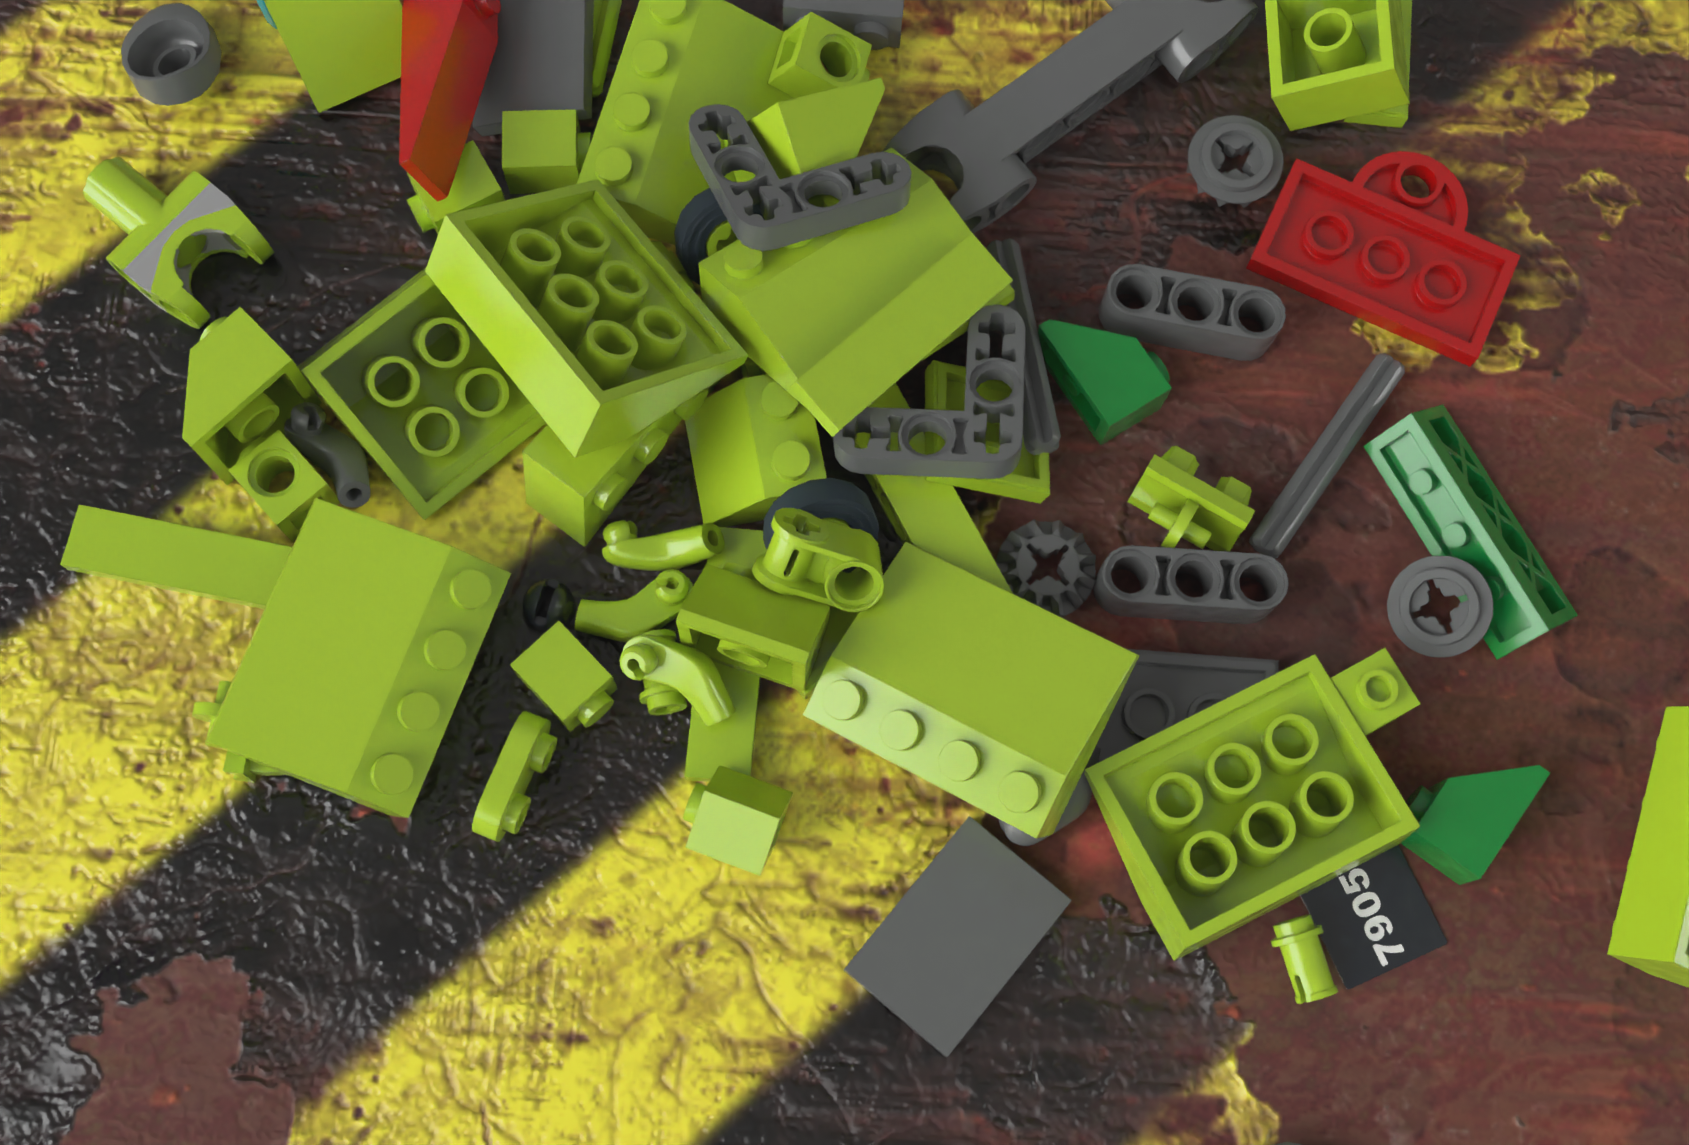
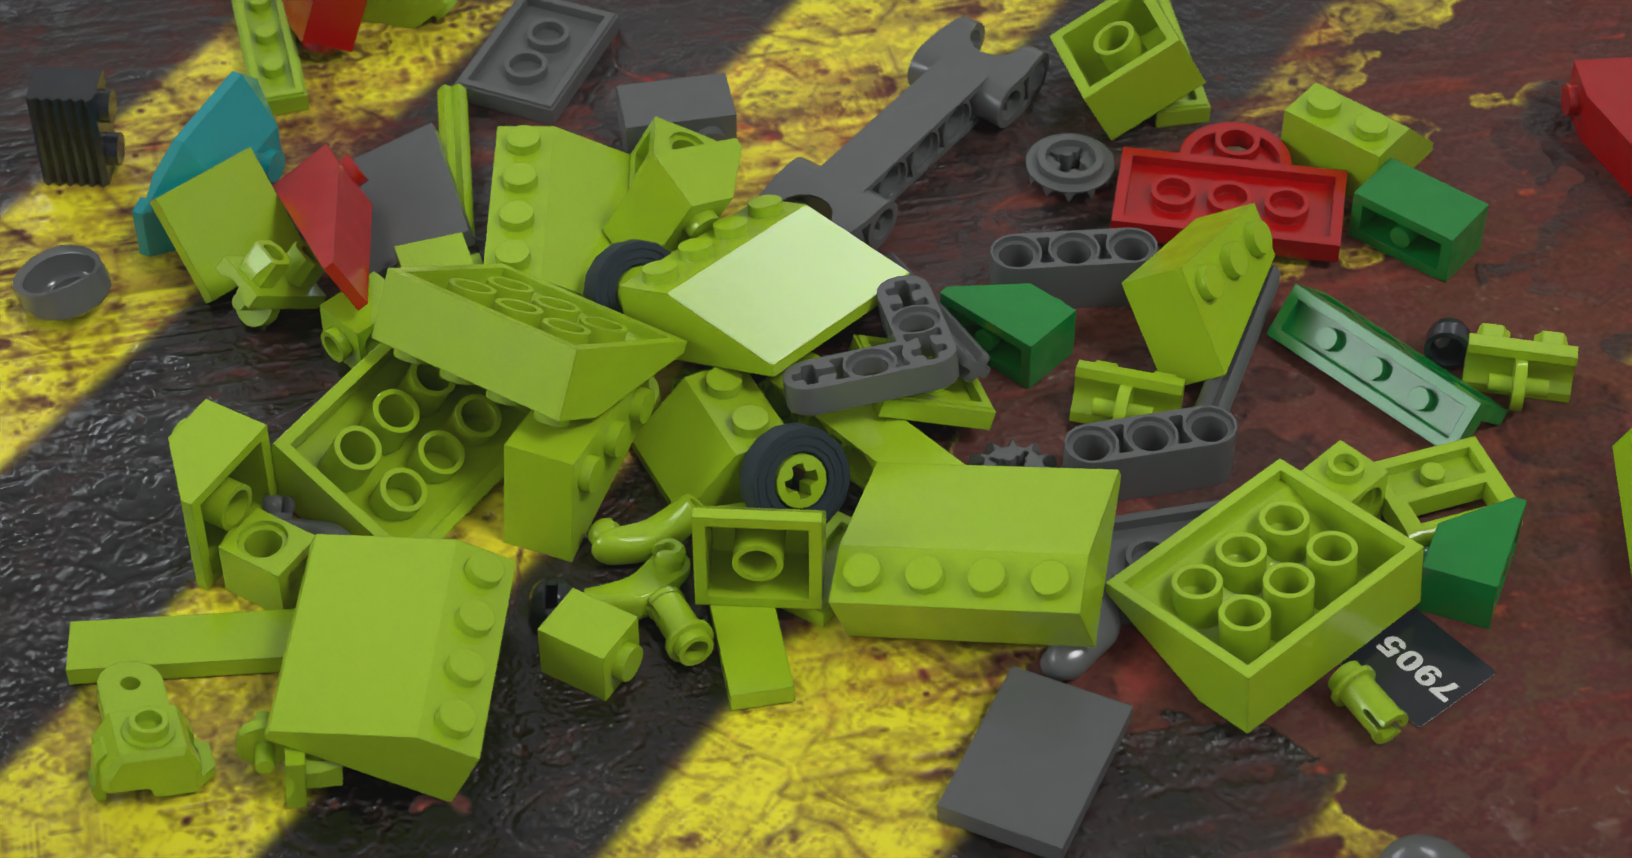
camera: 10 degrees left, 30 degrees down
(110, 678) = (143, 737): none -> lime piece
(170, 233) = (102, 410): lime connector -> none
(360, 120) = (273, 281): none -> lime hips
(503, 800) = (563, 746): lime plate -> none
(682, 669) = (701, 597): lime arm -> none
(736, 819) = (792, 705): lime brick -> none
(816, 561) = (795, 475): lime piece -> none
(864, 185) = (680, 232): dark grey beam -> none
(900, 334) = (819, 300): lime tile -> none
(1311, 391) = (1201, 292): none -> lime wedge
(1427, 634) = (1383, 395): dark grey gear -> none
(1470, 695) = (1438, 480): none -> lime plate
(1541, 210) = (1341, 134): none -> lime slope
(1546, 513) = (1452, 347): none -> black hinge
(1573, 339) = (1418, 219): none -> green brick
(1605, 577) = (1520, 366): none -> lime hips

